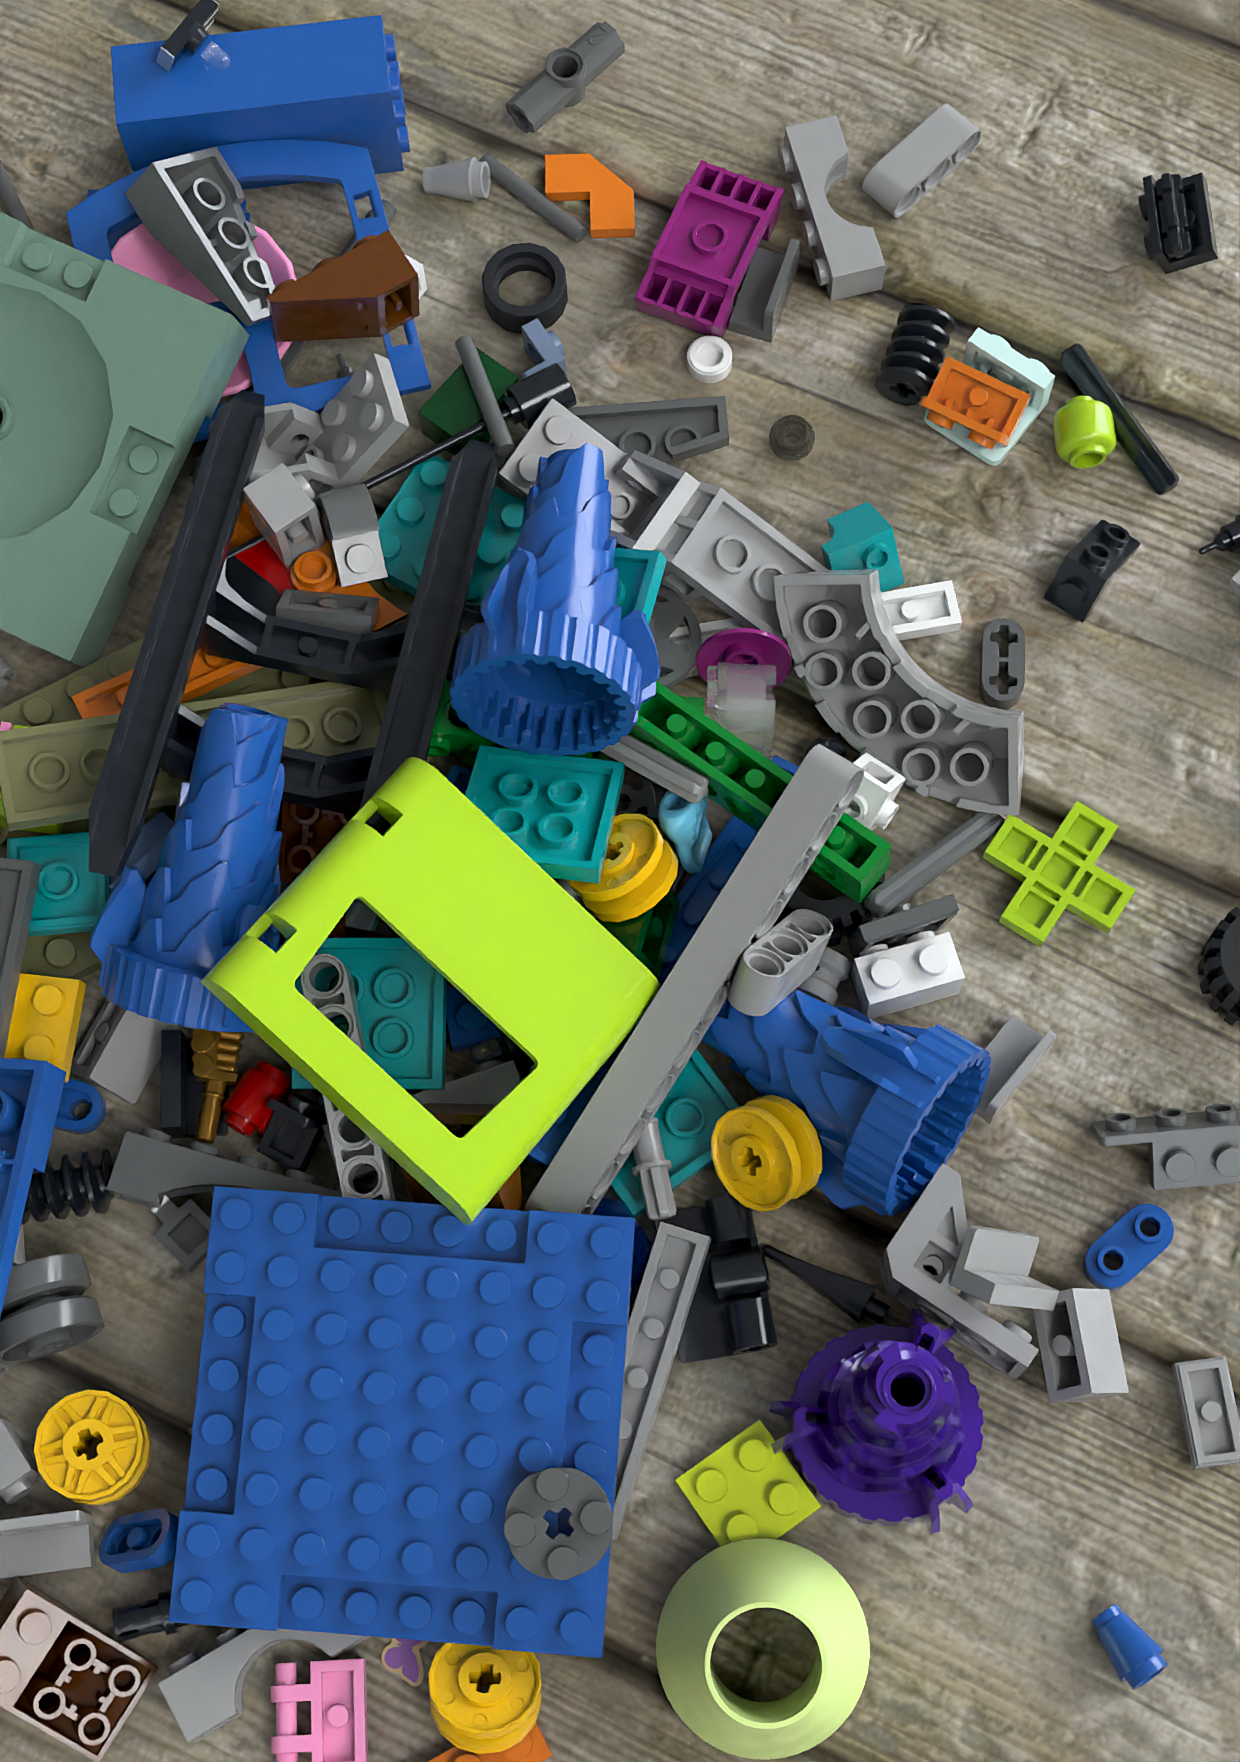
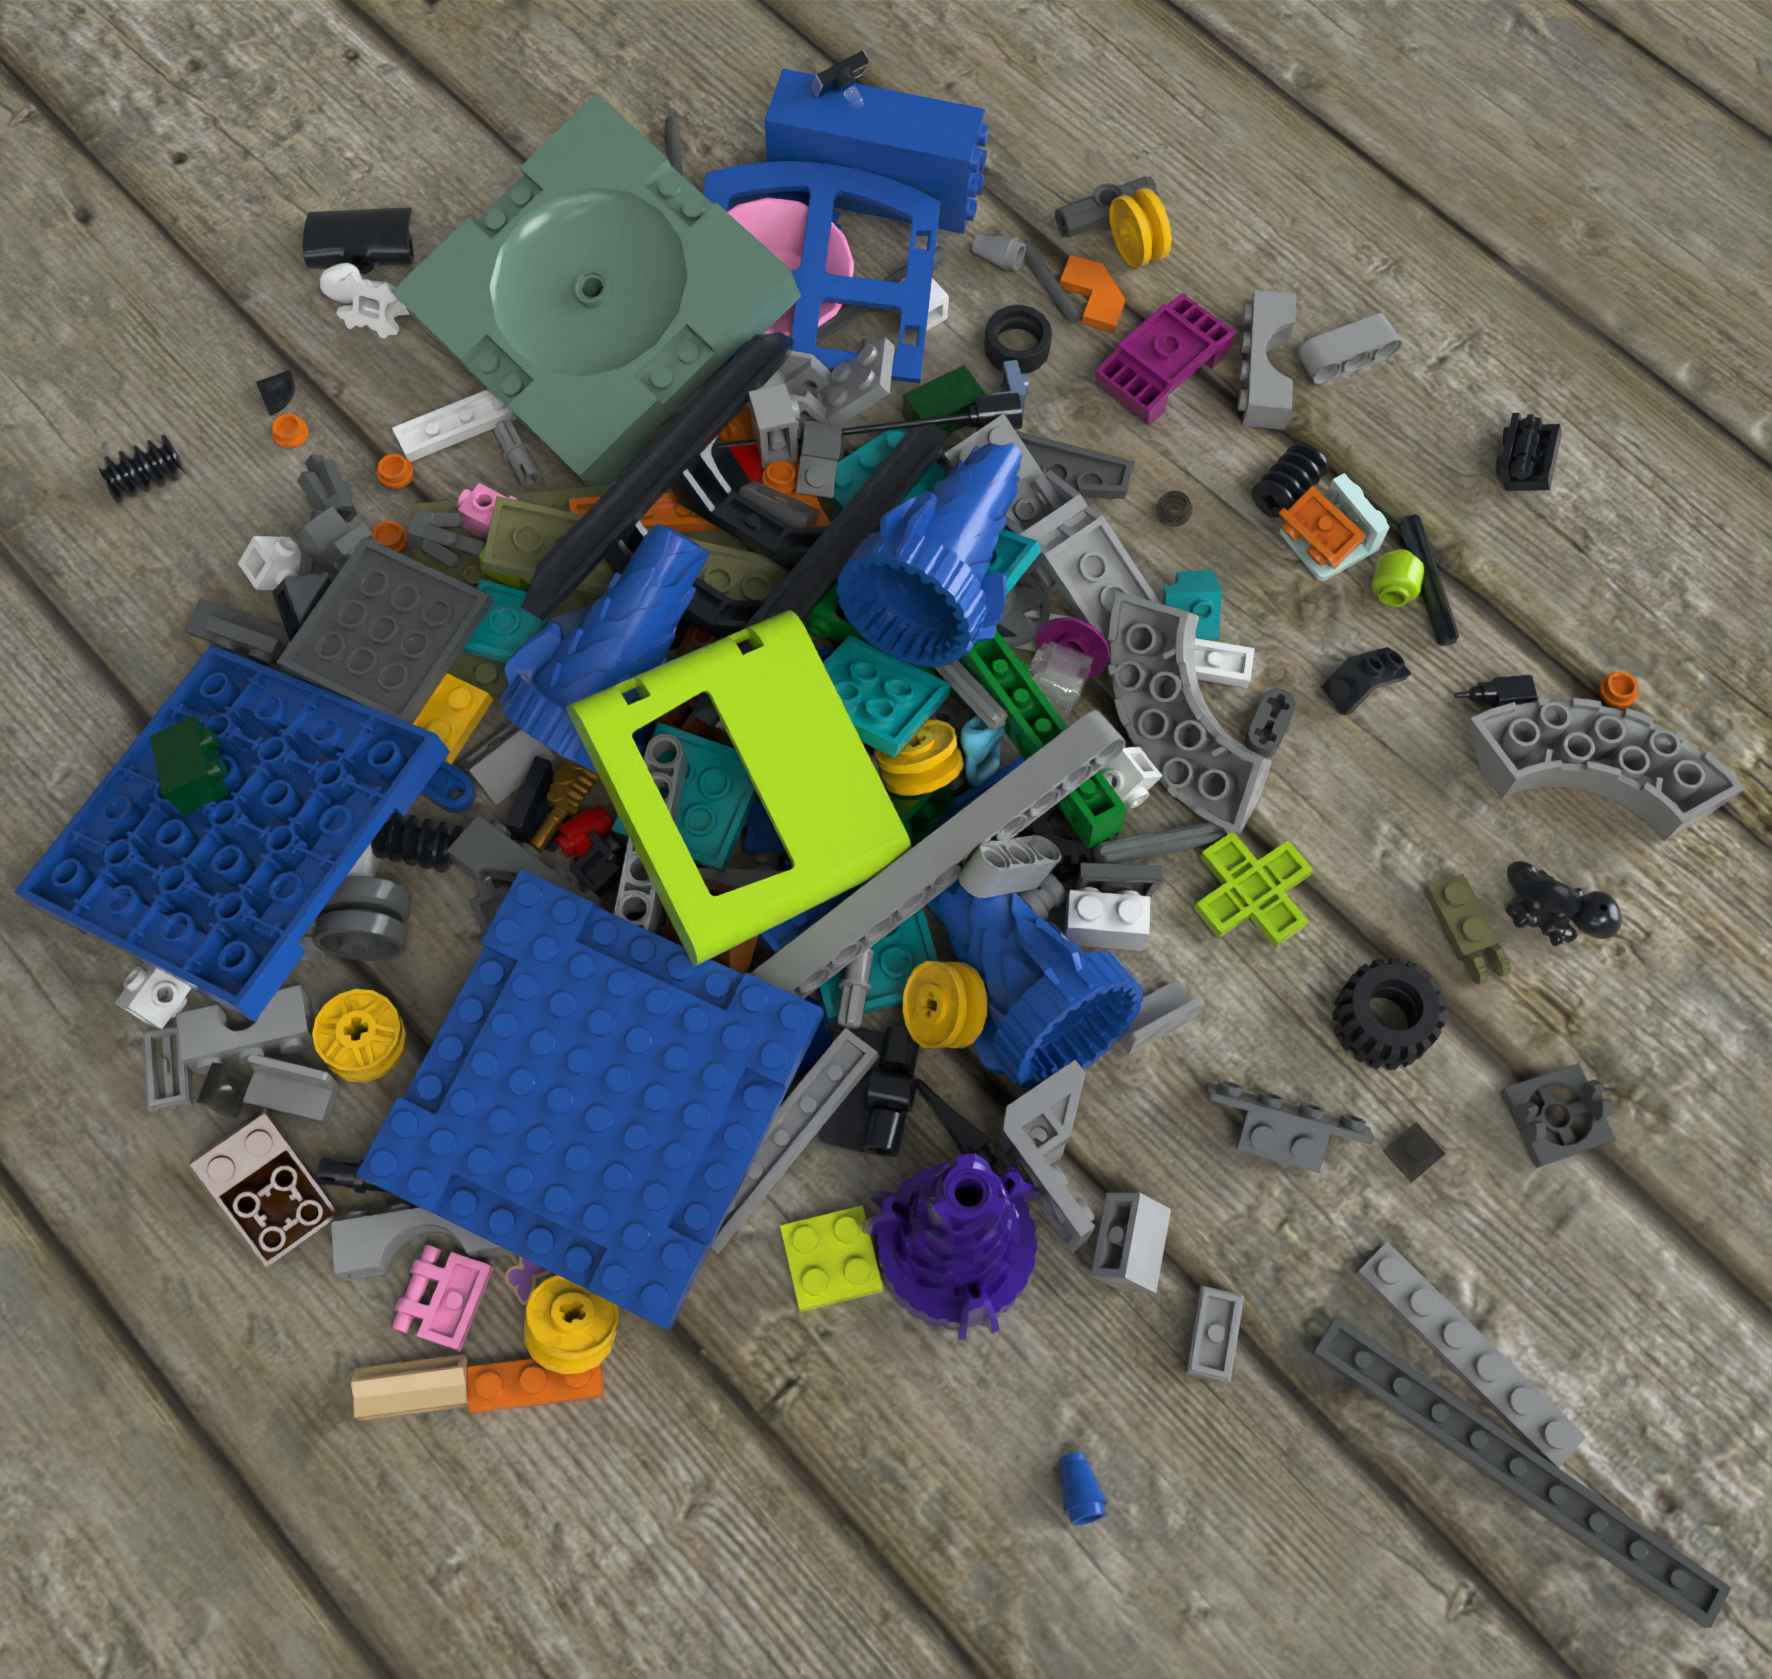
camera: 15 degrees right, 5 degrees down
(140, 1541) = (362, 1114): blue plate -> none
(198, 216) = (798, 204): dark grey wedge -> none
(348, 295) = (882, 292): reddish brown slope -> none
(484, 395) = (955, 415): dark grey bar -> none
(526, 1526) = (647, 1204): dark grey plate -> none
(619, 94) = (1140, 227): none -> yellow wheel
(709, 359) = (1134, 434): white tile -> none
(749, 1577) = (854, 1378): yellowish green cone -> none
(765, 292) = (1195, 401): dark grey panel -> none
(997, 1267) = (1090, 1155): light grey panel -> none
(1129, 1245) = (1202, 1186): blue plate -> none

